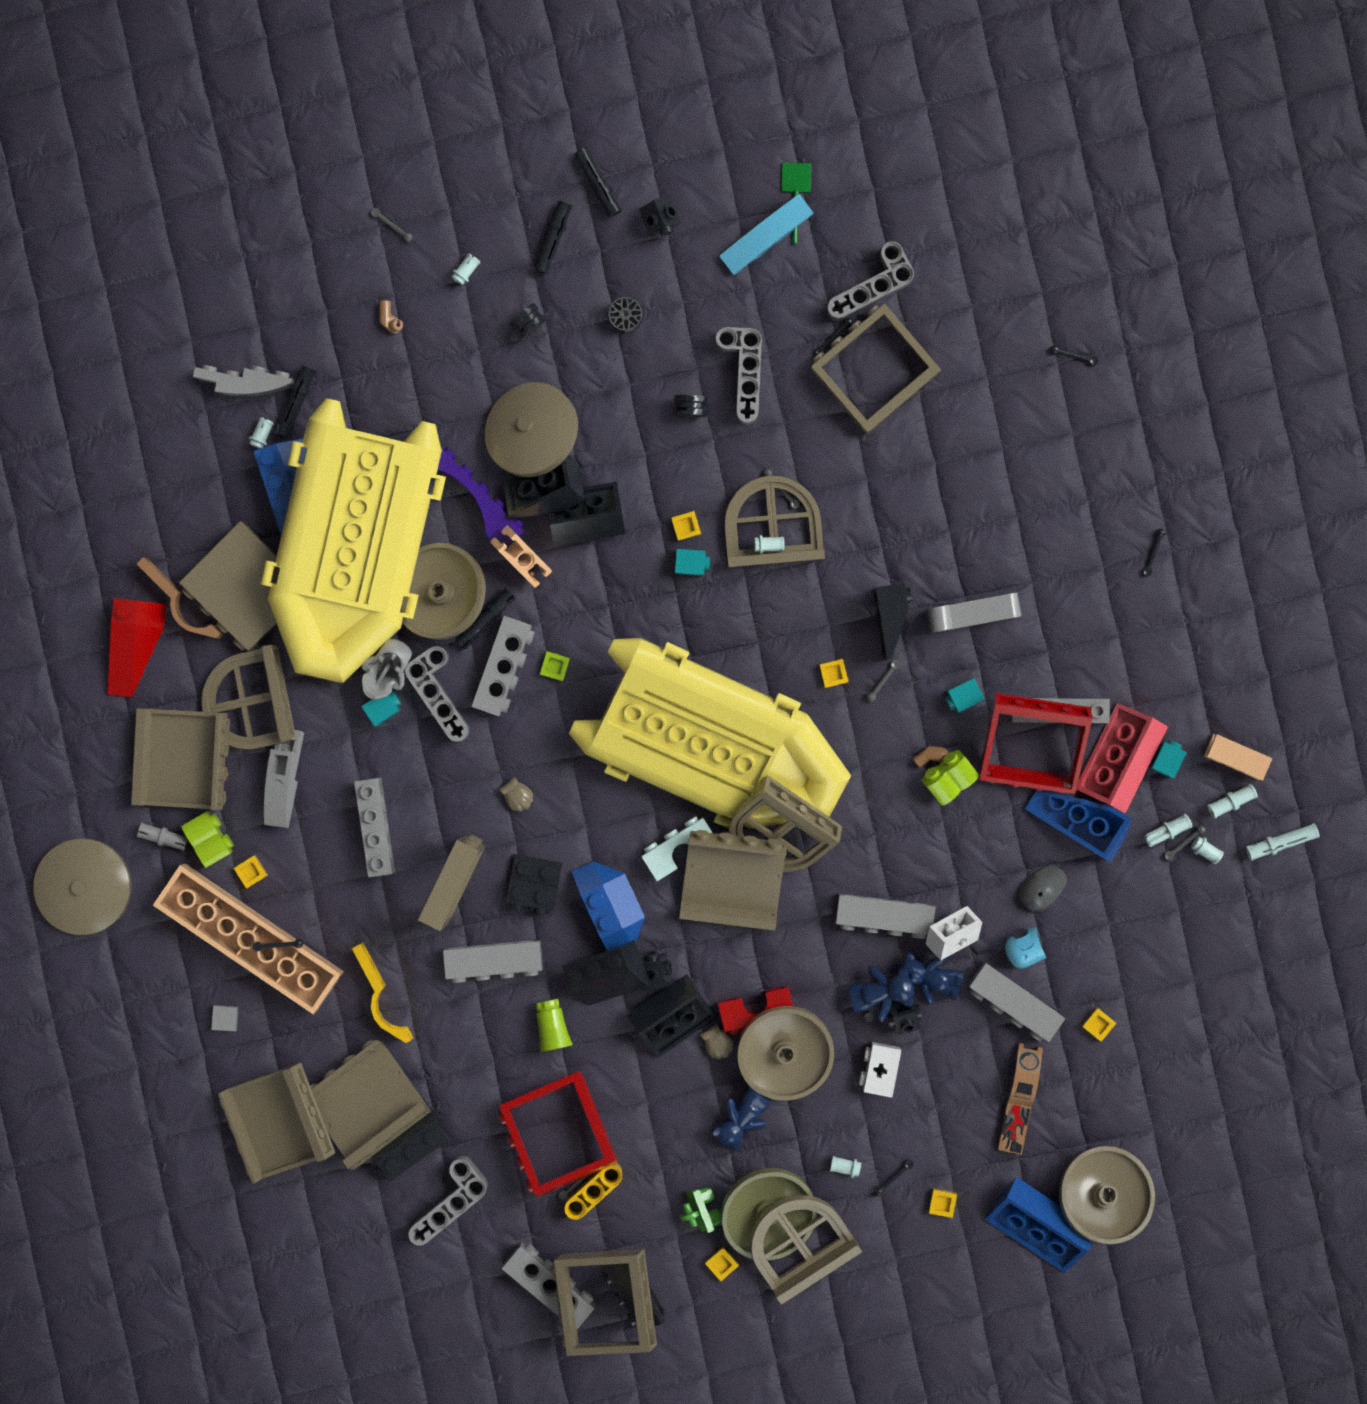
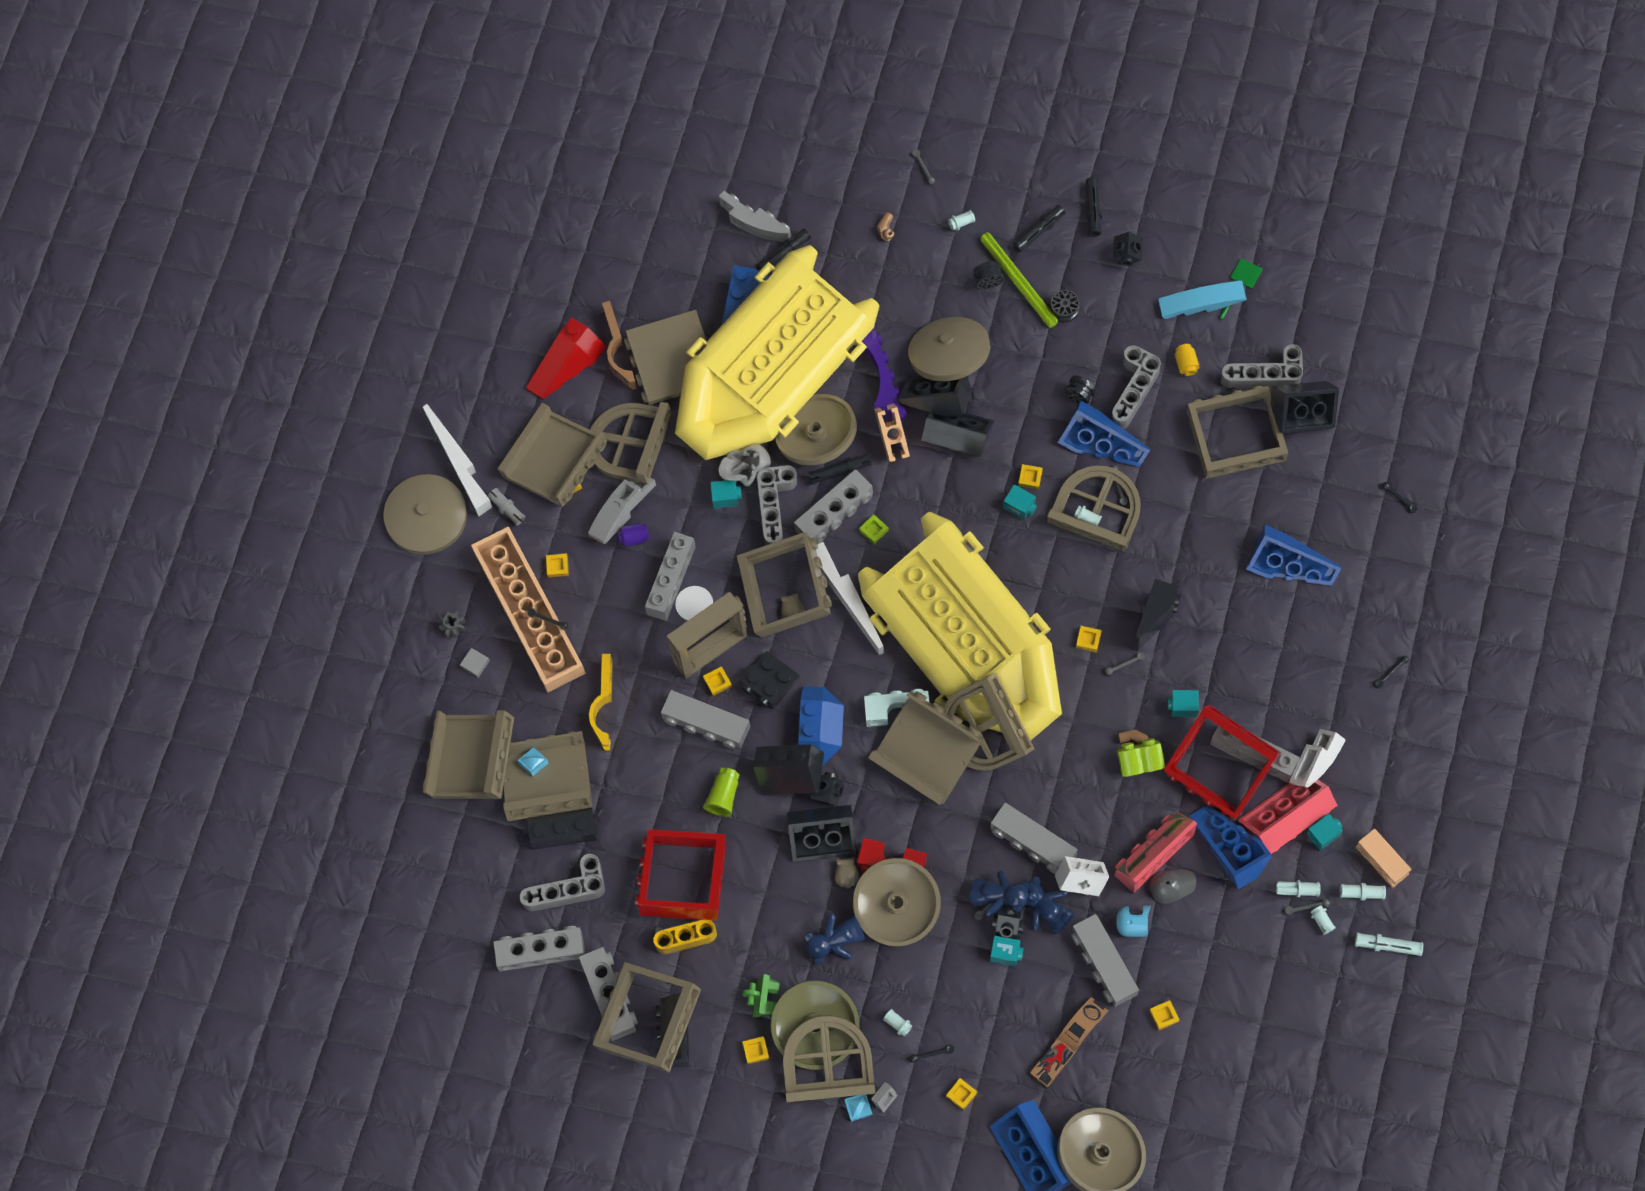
camera: 30 degrees right, 20 degrees down
(85, 814) = (460, 463): none -> white slope
(172, 991) = (452, 630): none -> dark grey gear
(207, 838) = (539, 524): lime brick -> none
(260, 433) = (747, 259): light aqua pin -> none
(311, 800) = (633, 534): none -> dark purple brick
(344, 1093) = (533, 761): none -> medium azure tile
(413, 839) = (692, 601): none -> white sticker
(430, 1303) = (550, 954): none -> light grey brick
(471, 803) = (752, 592): none -> dark tan window
(482, 910) = (717, 681): none -> yellow tile
(561, 307) = (1019, 280): none -> lime axle
(563, 751) = (849, 597): none -> white slope
(731, 444) = (1098, 435): none -> blue wedge
(784, 313) = (1186, 359): none -> yellow brick
(851, 1270) = (858, 1107): none -> medium azure tile
(871, 1247) = (884, 1097): none -> light grey tile
(889, 1058) = (964, 970): white brick -> none
(916, 1043) = (1006, 951): none -> teal brick
(933, 307) = (1305, 406): none -> black slope
(973, 612) = (1221, 644): light grey beam -> none
(987, 483) = (1285, 557): none -> blue wedge
(1012, 867) = (1156, 851): none -> coral slope
(1125, 688) = (1317, 758): none -> white slope

